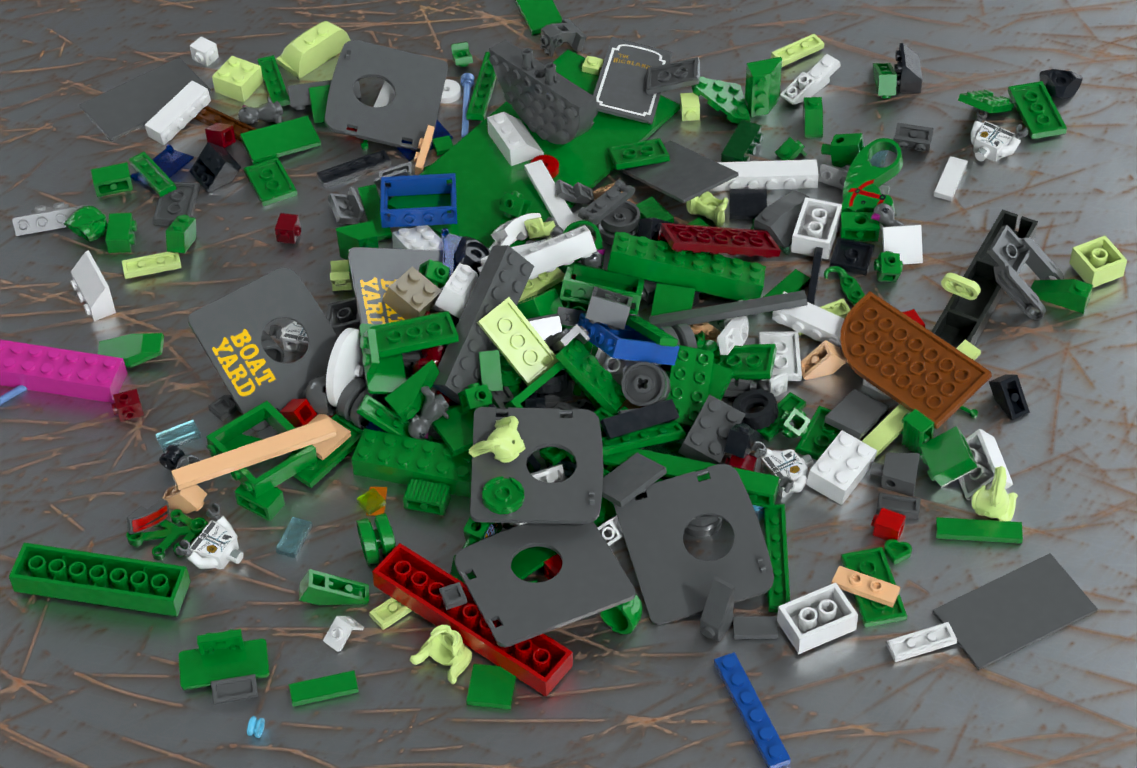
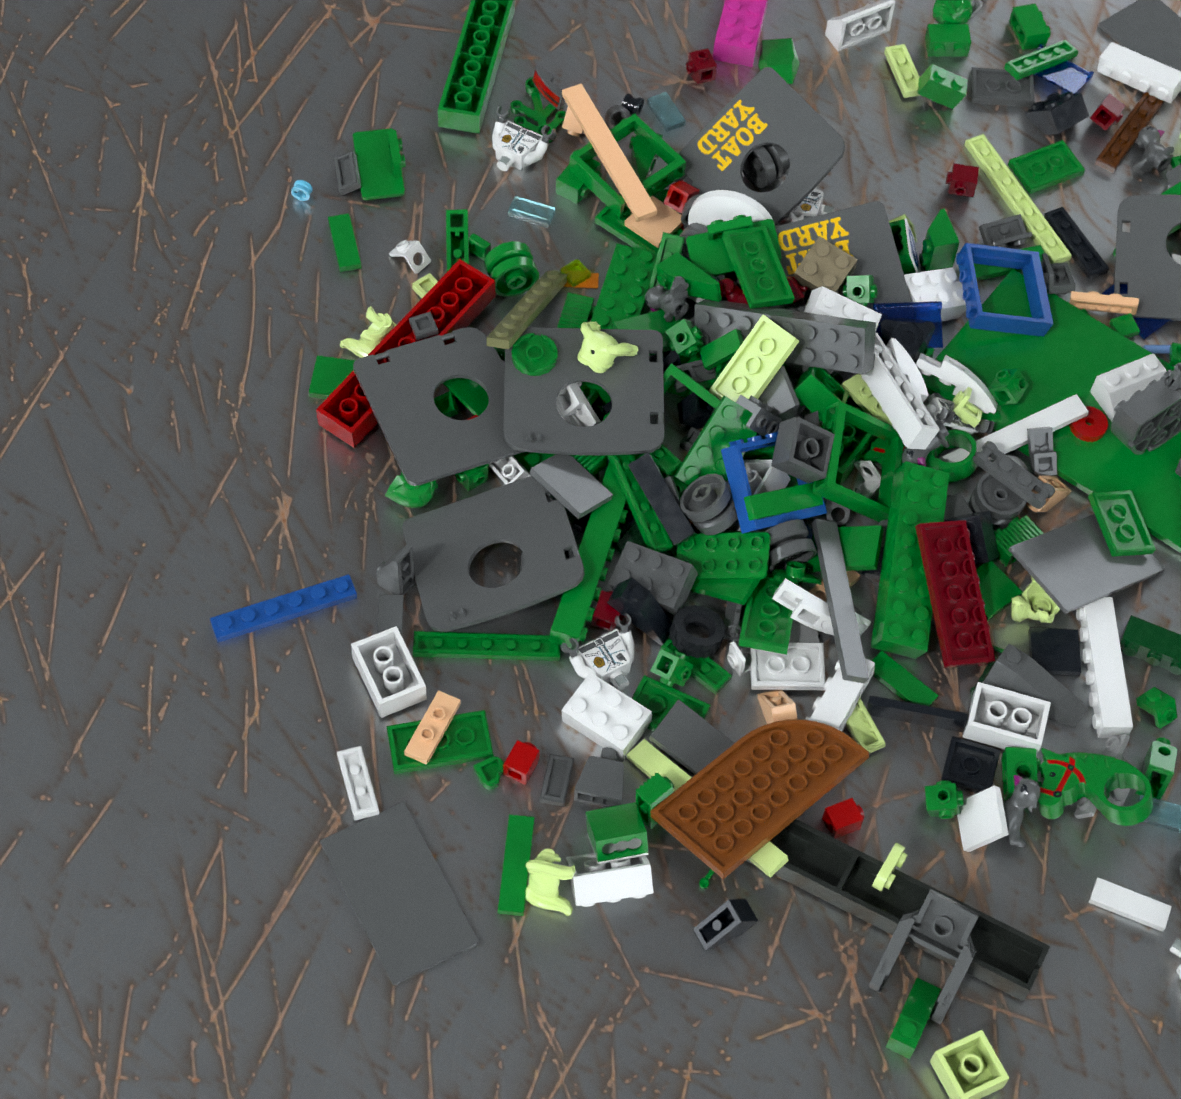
camera: 85 degrees right, 10 degrees up
(280, 139) = (1109, 167): green tile -> none
(299, 202) = (1017, 198): none -> yellowish green tile
(342, 569) = (479, 246): none -> green tile
(445, 510) = (527, 310): none -> olive plate
(848, 284) = (907, 758): green piece -> none

